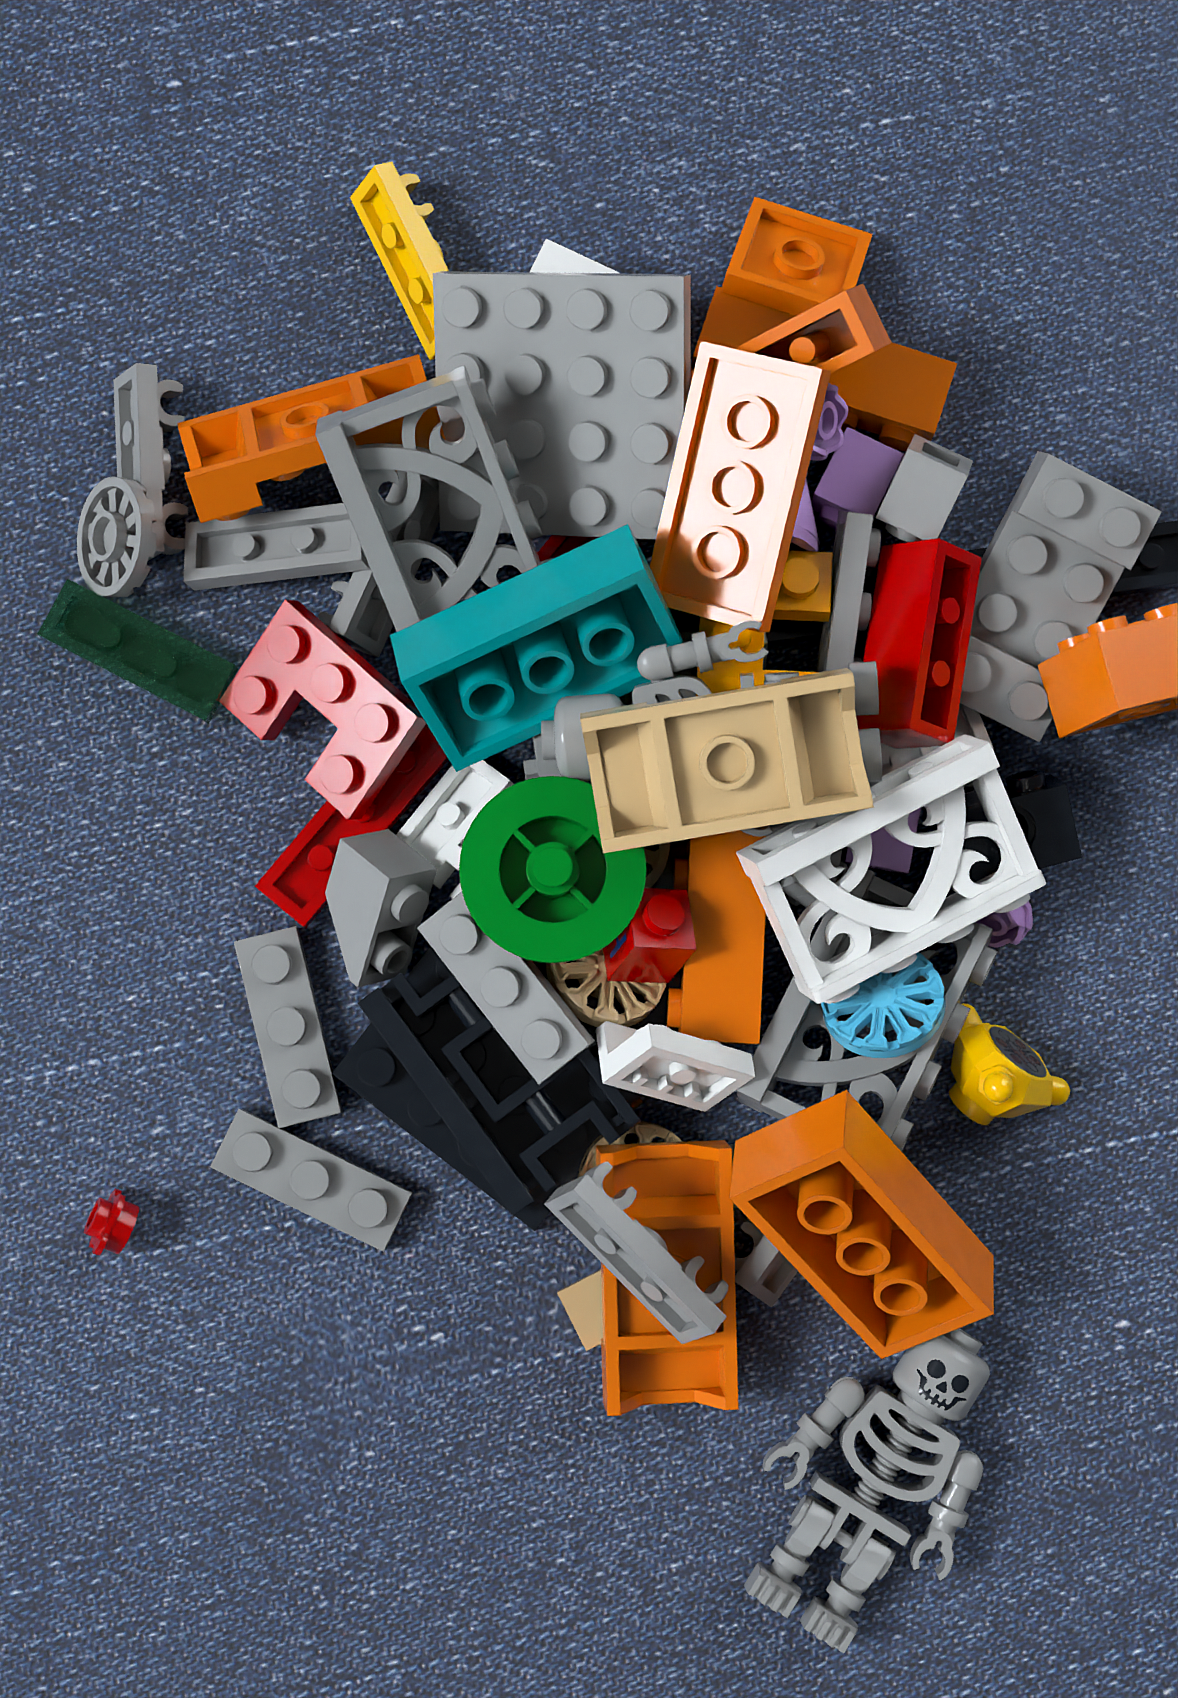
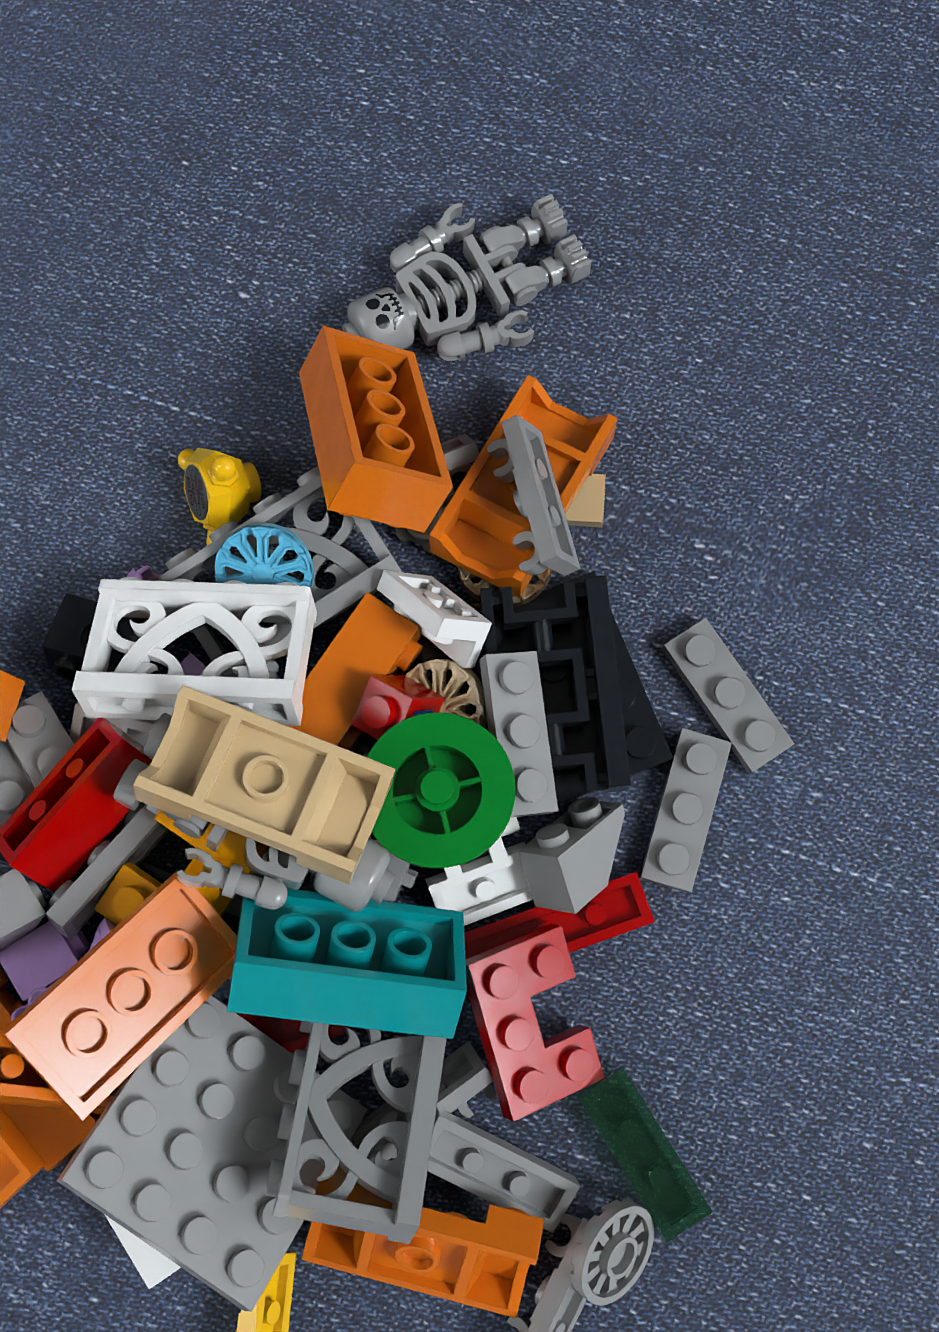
camera: 150 degrees left, 5 degrees down
(111, 1223) = (885, 745): red plate -> none

